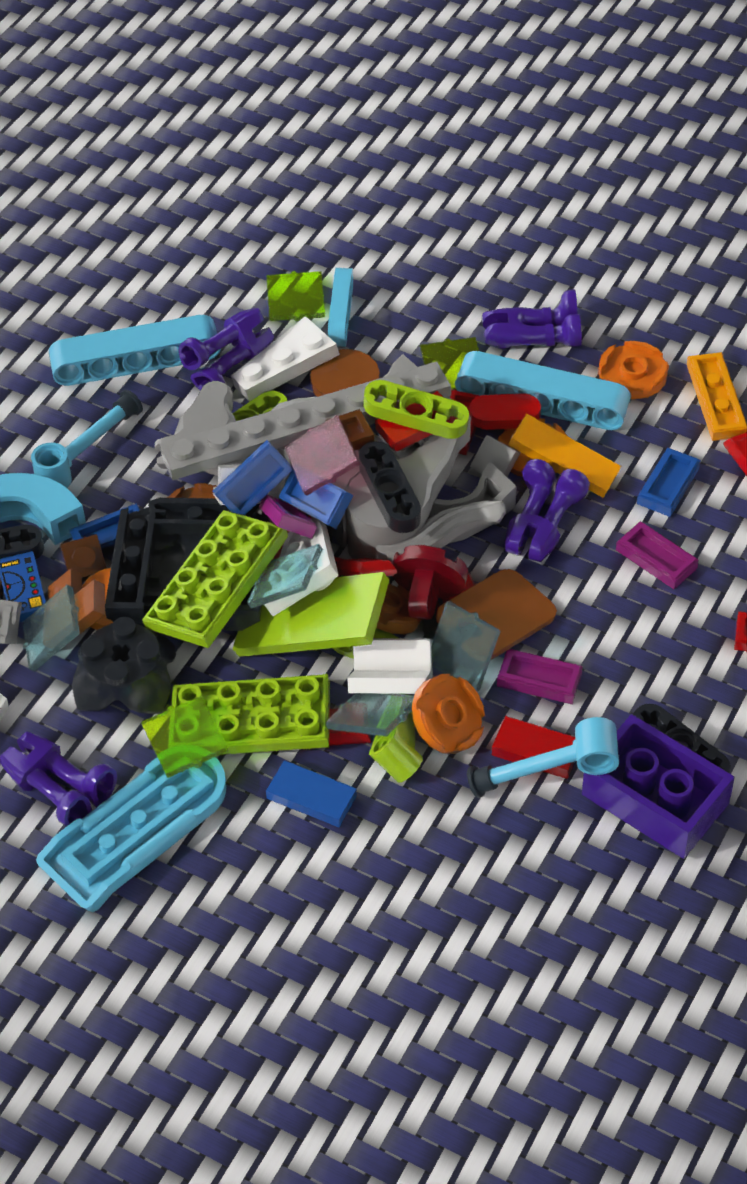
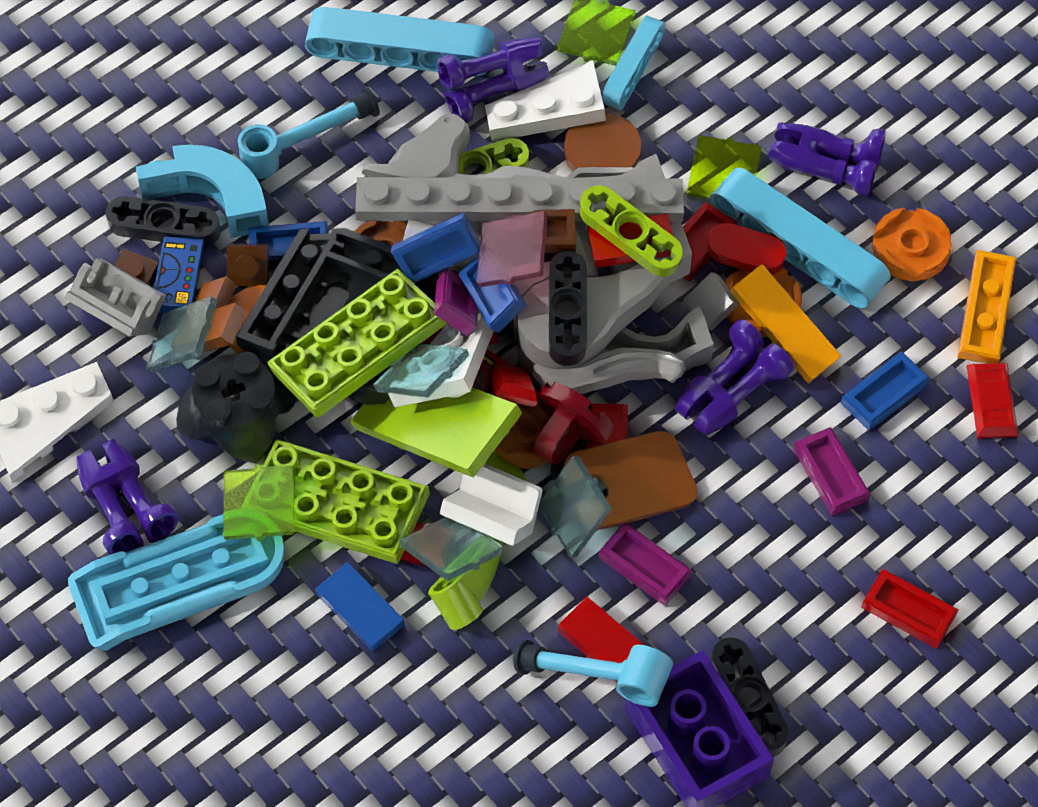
camera: 20 degrees right, 10 degrees up
(448, 713) = (527, 575): orange tile -> none

